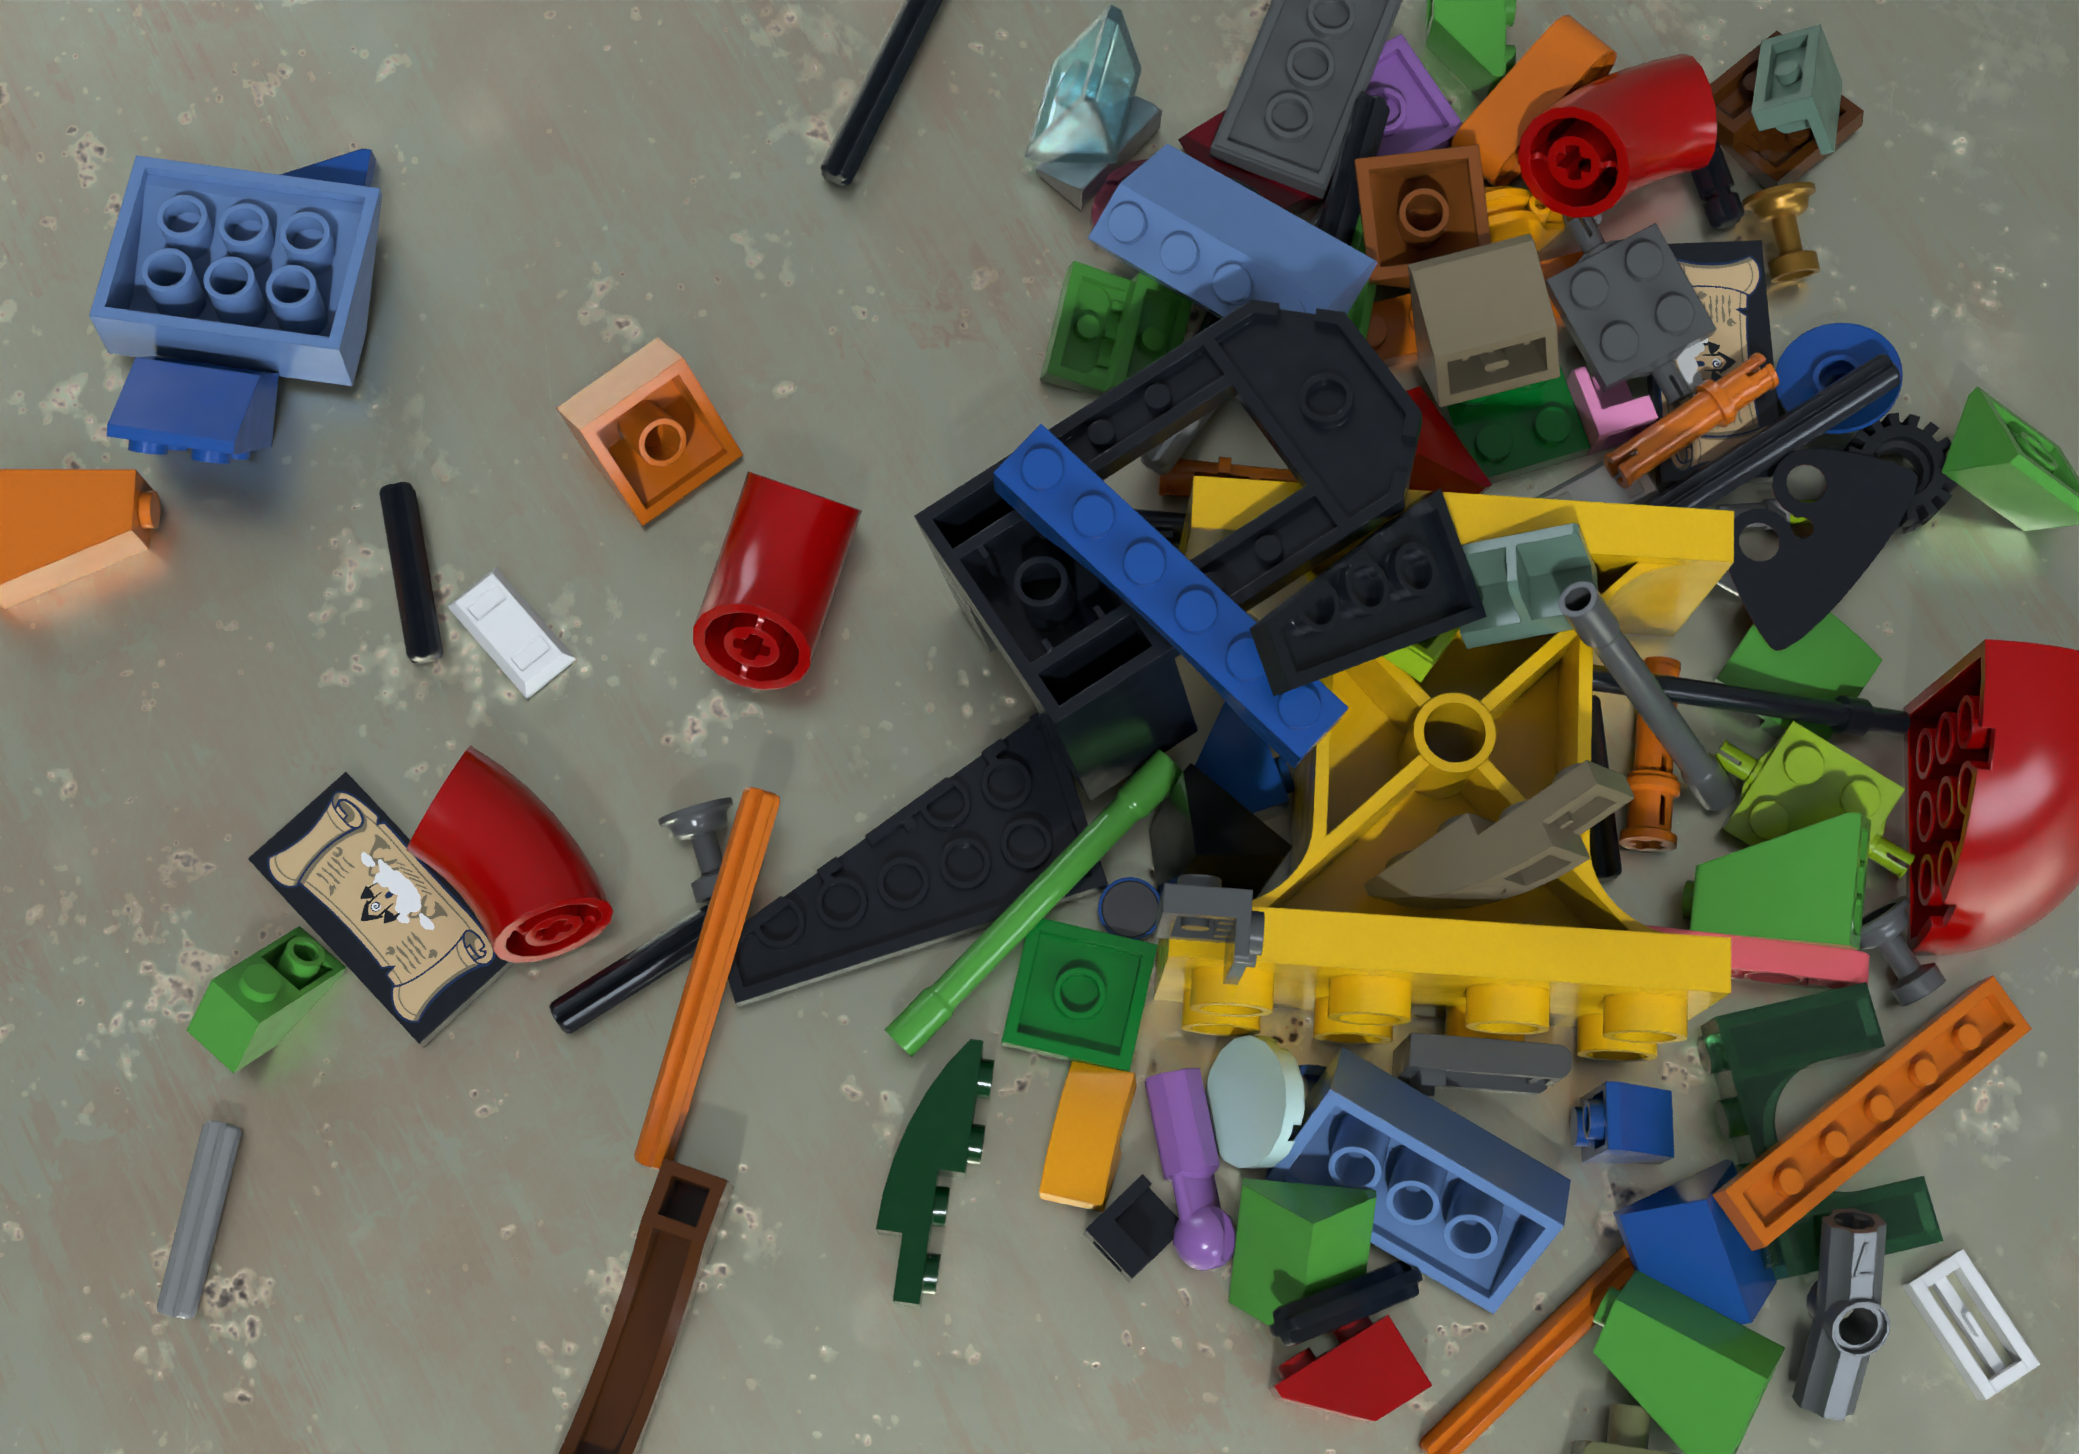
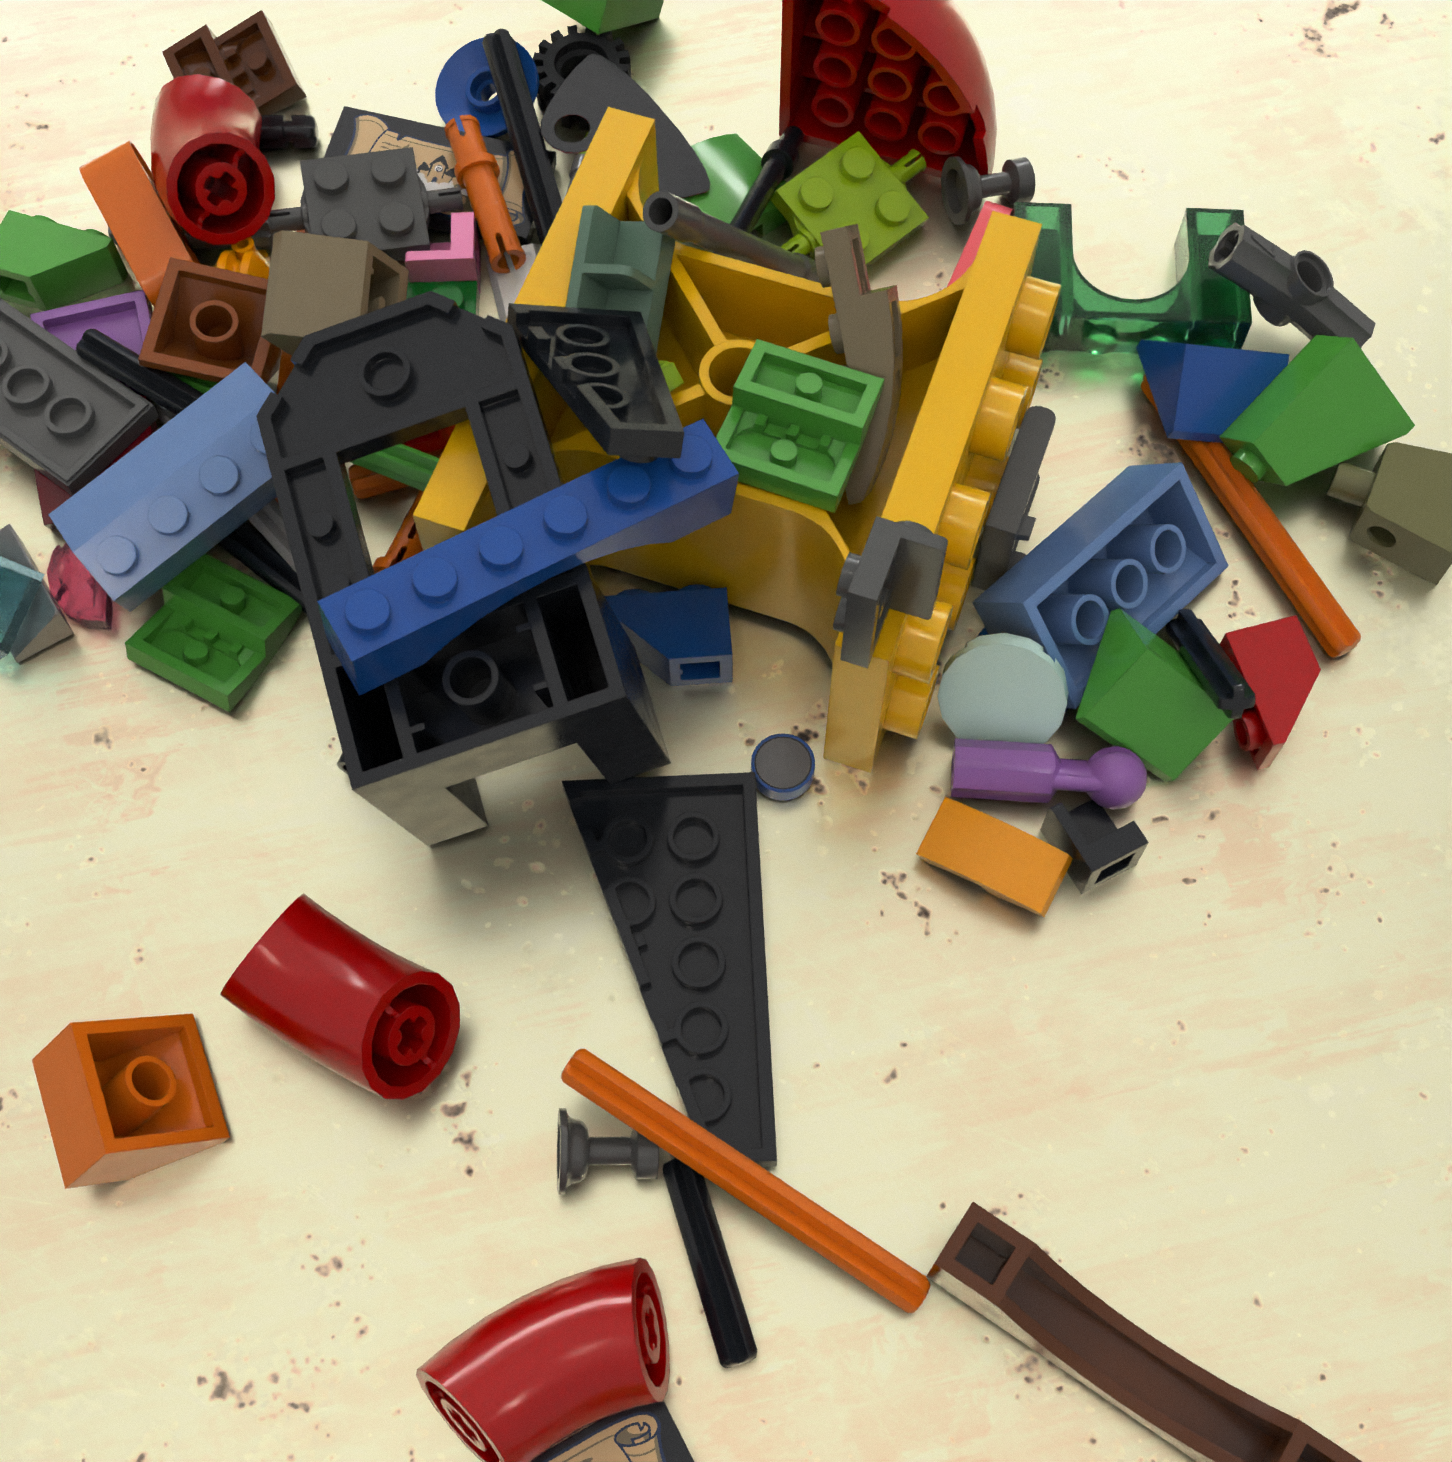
camera: 70 degrees left, 10 degrees down
(411, 573) = (185, 1407): black axle -> none
(511, 633) = (294, 1311): white tile -> none
(935, 1144) = (967, 1000): dark green slope -> none
(937, 1003) = (830, 956): bright green piece -> none
(1079, 995) = (853, 830): green plate -> none
(1212, 835) = (748, 666): black slope -> none
(1401, 802) = (798, 424): none -> bright green slope
(1624, 1124) = (1090, 415): blue slope -> none
(1781, 207) = (321, 87): pearl gold piece -> none
(1788, 887) = (922, 220): bright green slope -> none
(1798, 86) = (222, 33): sand green panel -> none
(1871, 1113) = (1130, 230): orange plate -> none
(1949, 1339) = (1309, 233): white tile -> none

